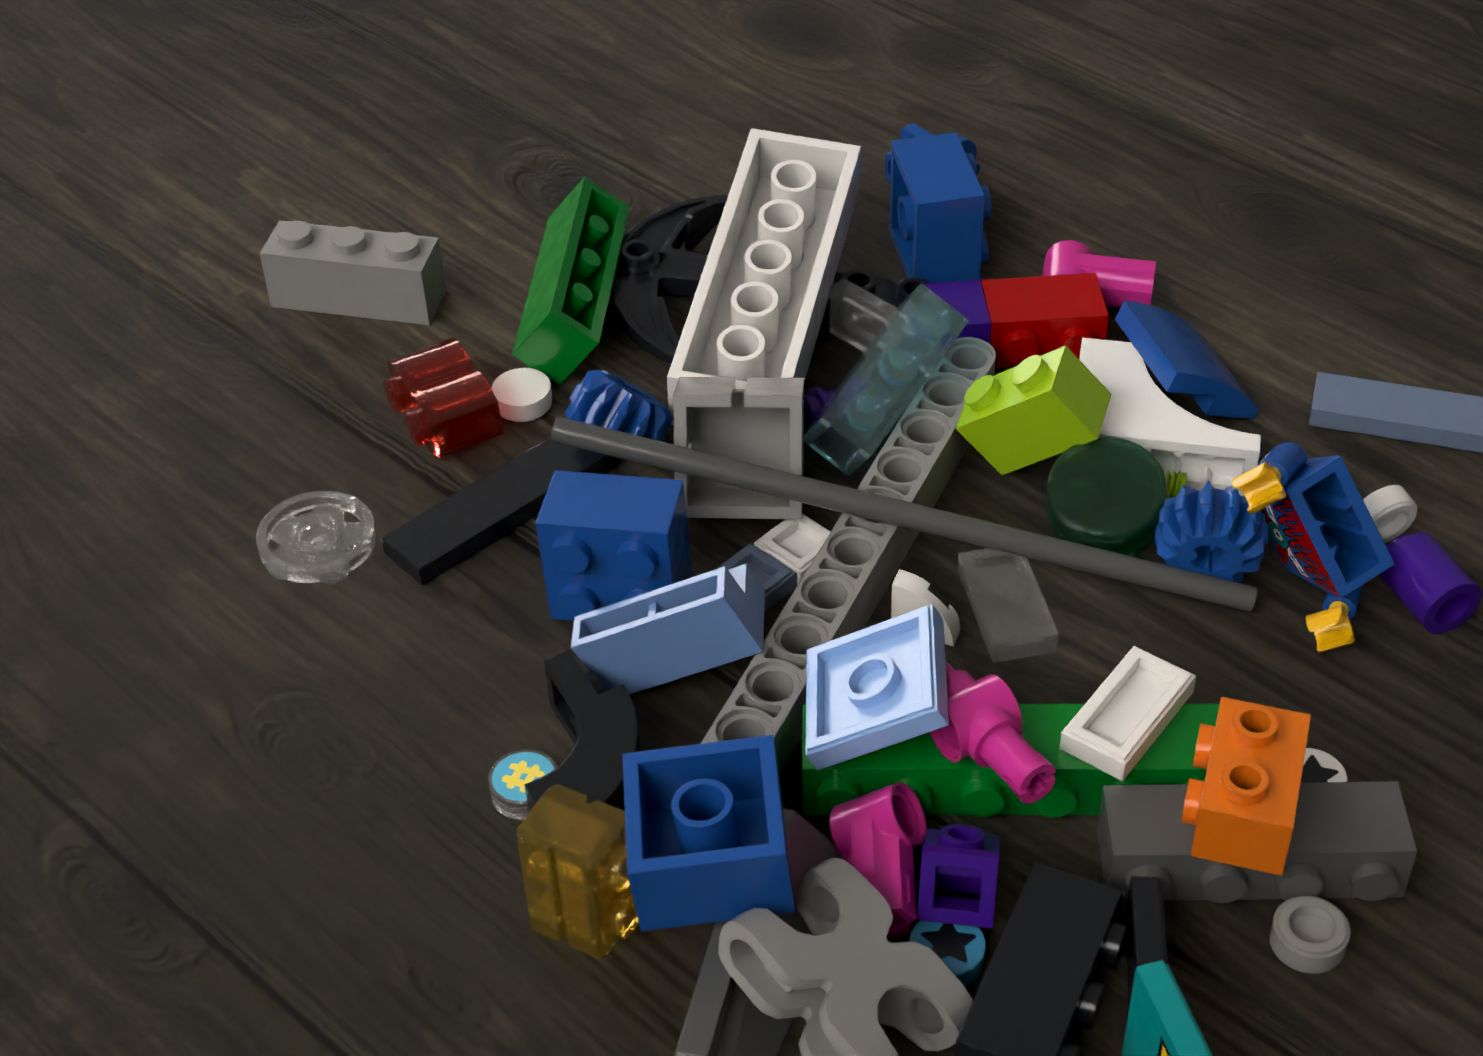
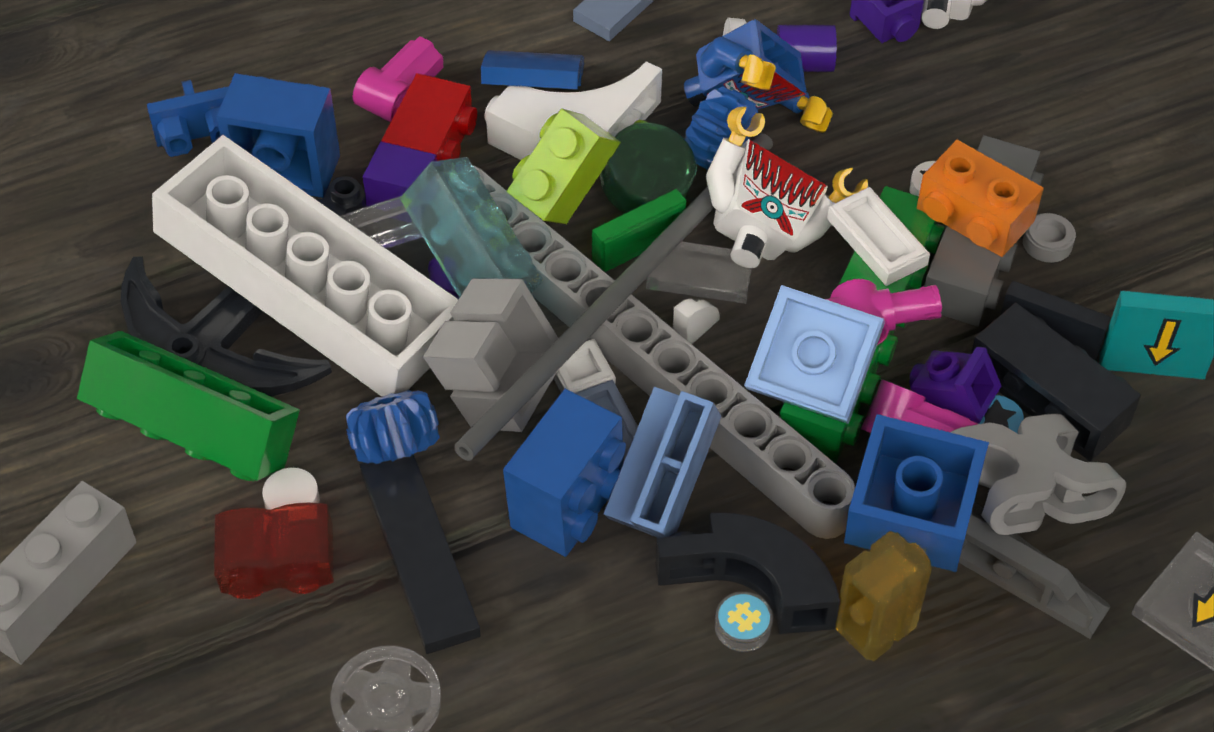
camera: 70 degrees left, 10 degrees up
(1003, 505) = (634, 231): none -> green tile
(1125, 593) = (765, 199): none -> torso

